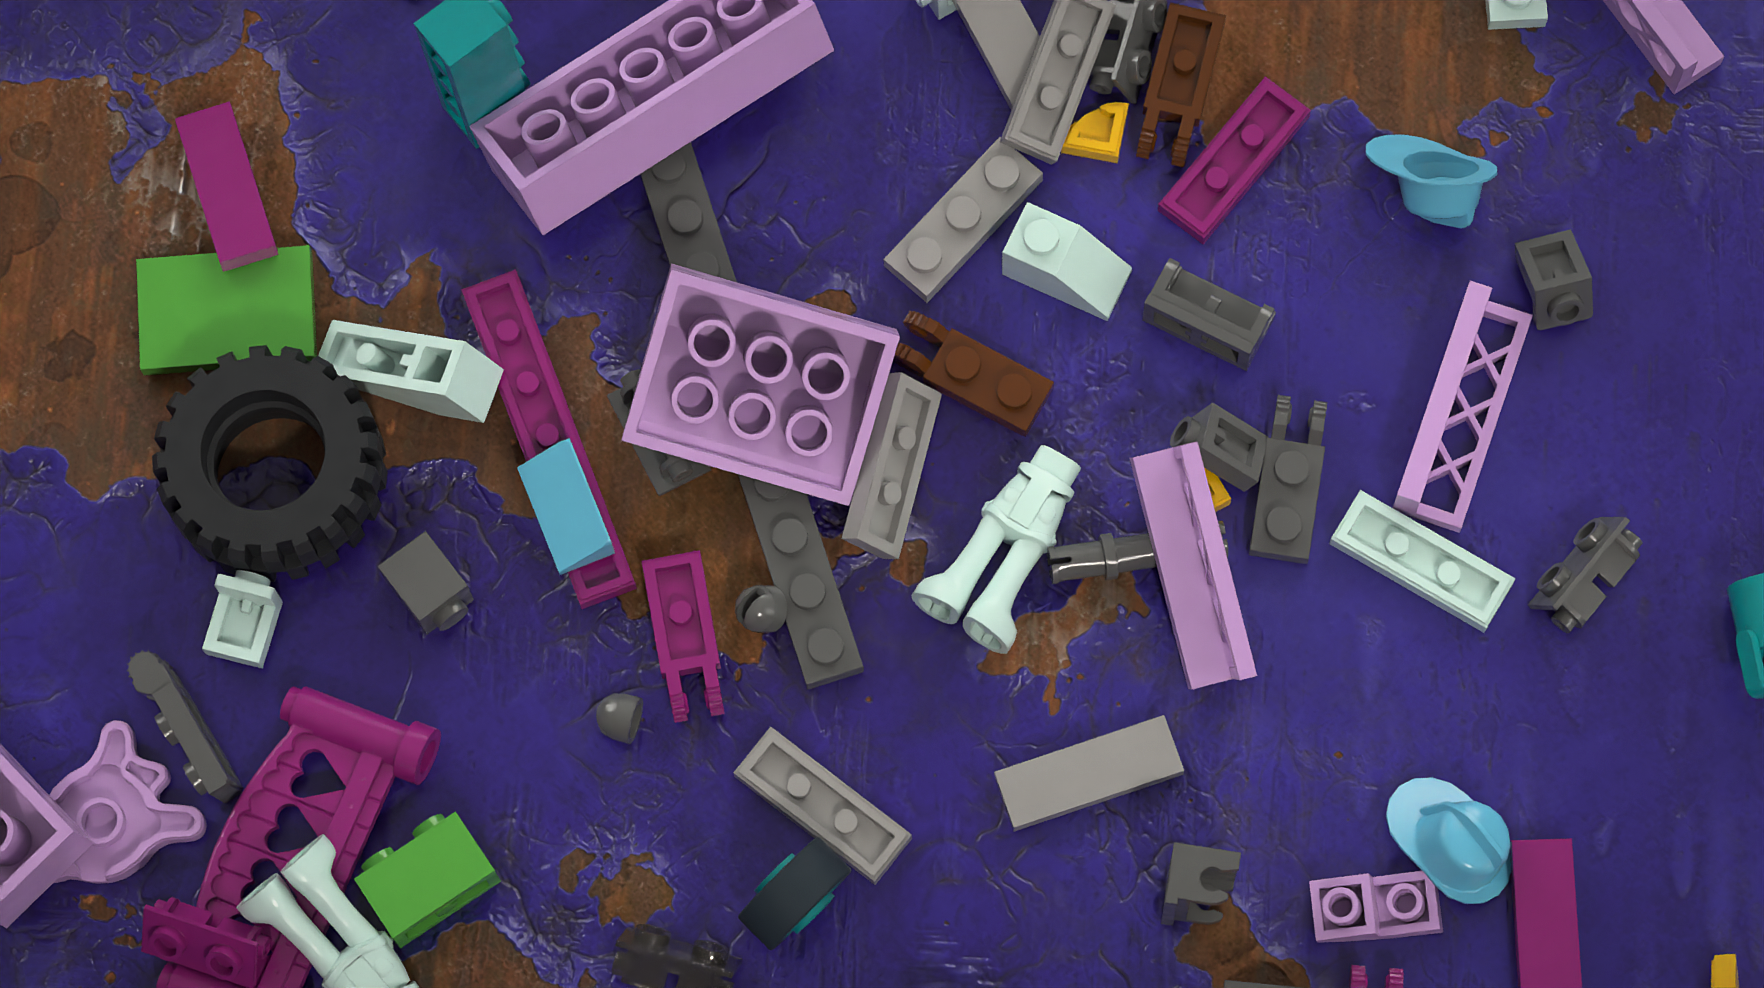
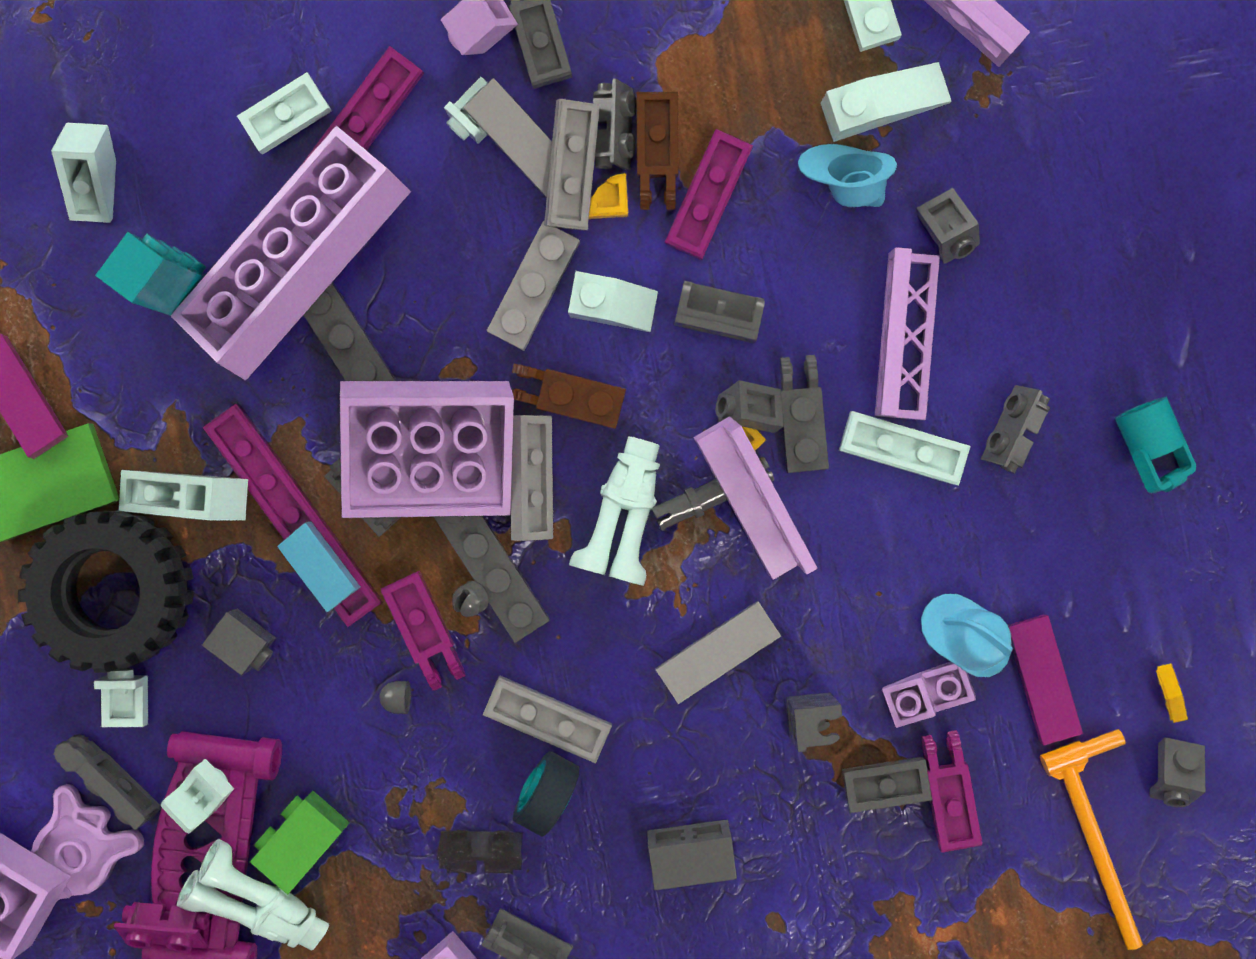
camera: 20 degrees left, 15 degrees up
(313, 766) = (197, 796): none -> light aqua bracket
(1502, 94) = (883, 99): none -> light aqua slope

